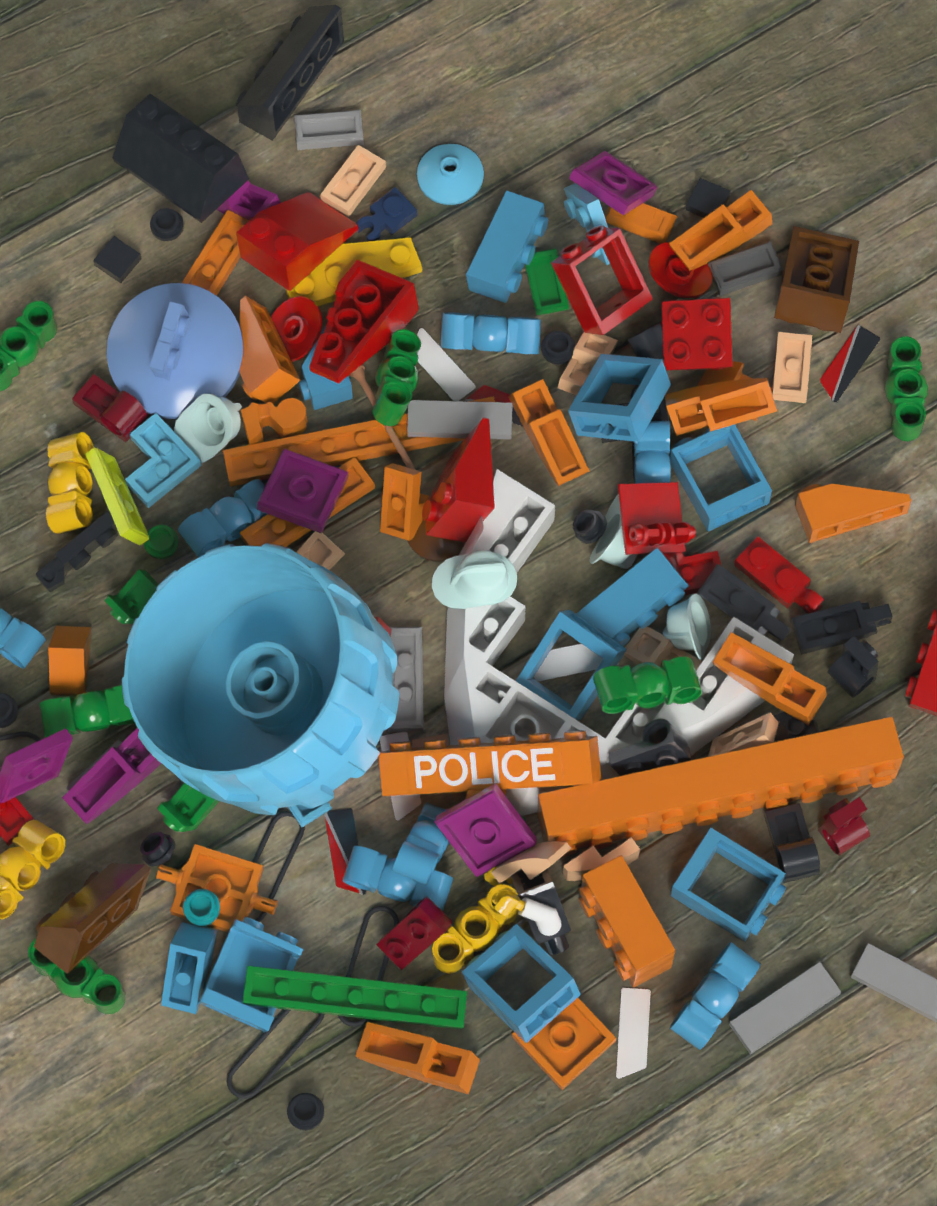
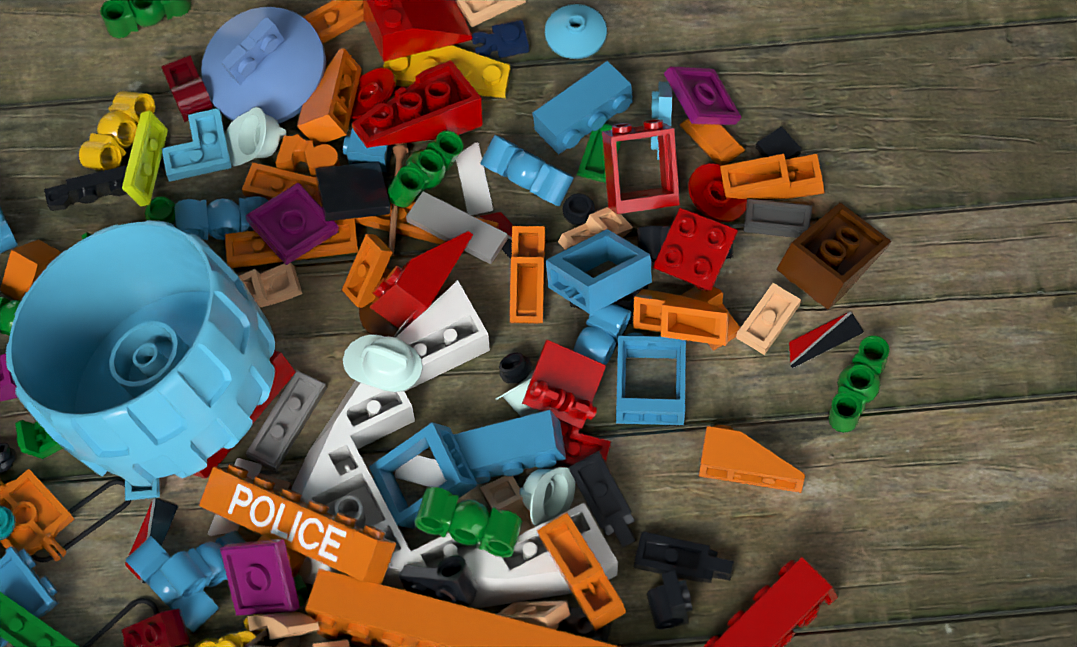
camera: 30 degrees right, 5 degrees down
(340, 432) = (352, 191): none -> black tile
(778, 576) = (652, 490): red plate -> none

